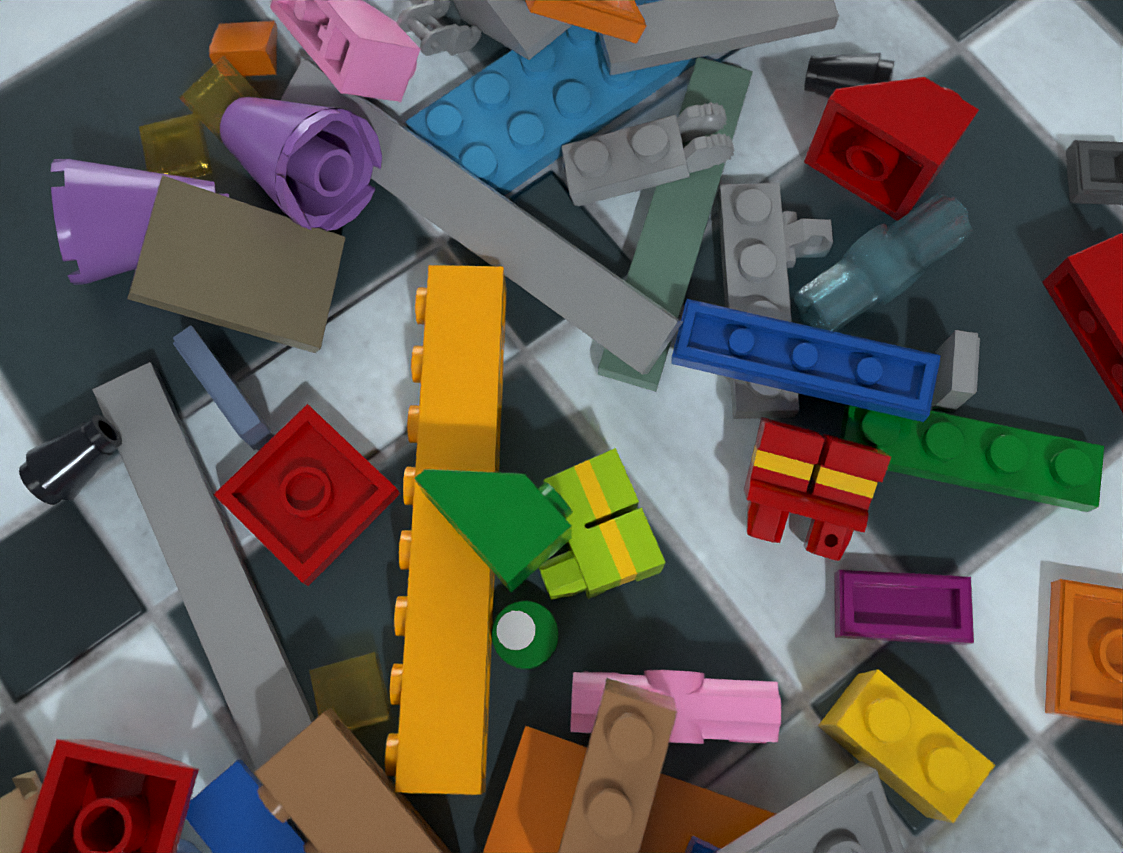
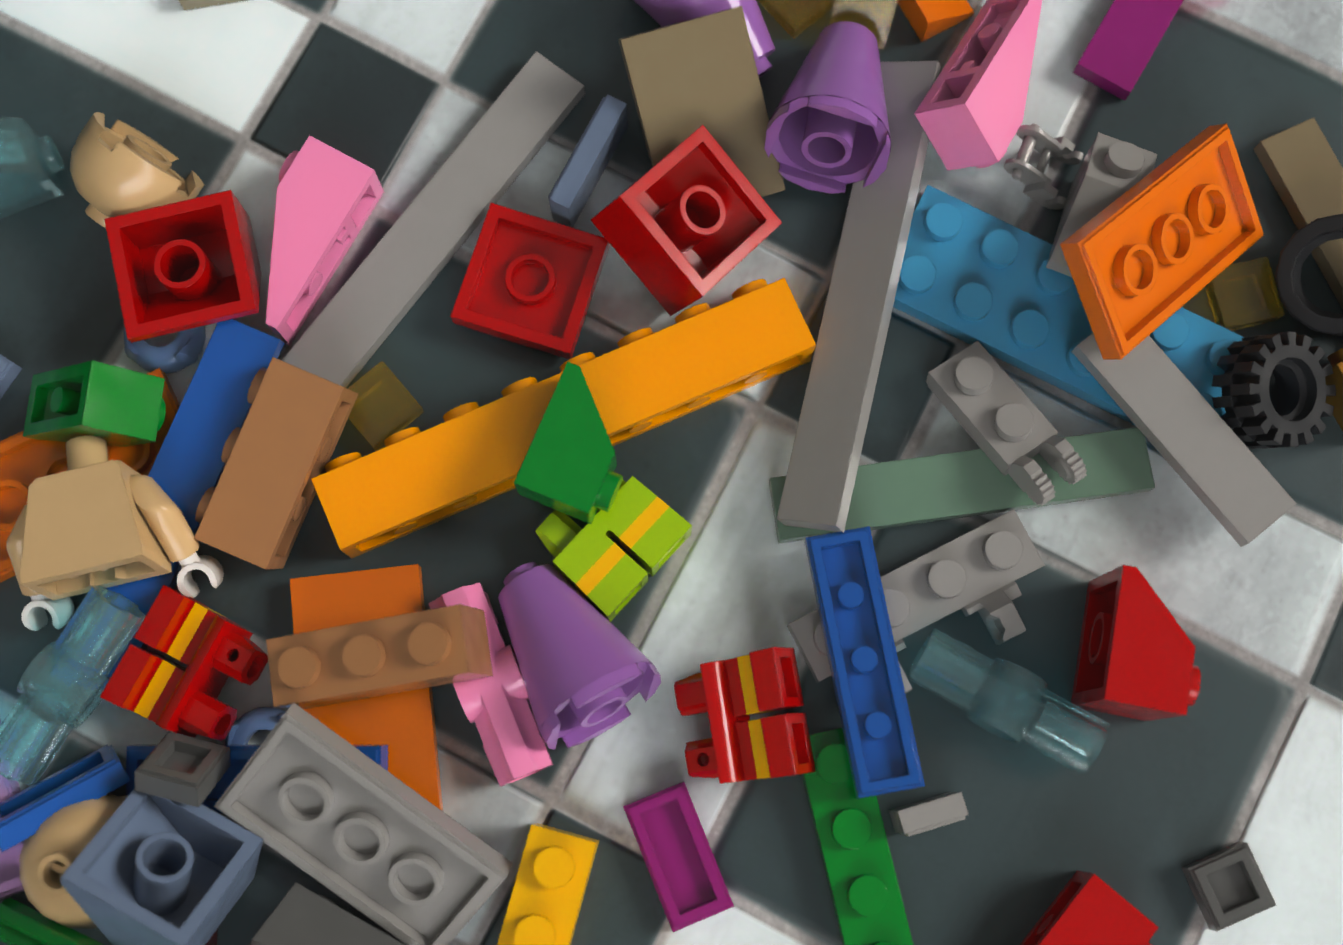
camera: 60 degrees right, 5 degrees up
(68, 461) = (463, 68): black cone -> none
(133, 668) = (316, 219): none -> bright pink slope
(331, 326) = (687, 221): none -> red slope
(525, 635) = (496, 528): green tile -> none
(680, 617) = (570, 657): none -> medium lavender cone
(848, 70) = (1197, 589): black cone -> none

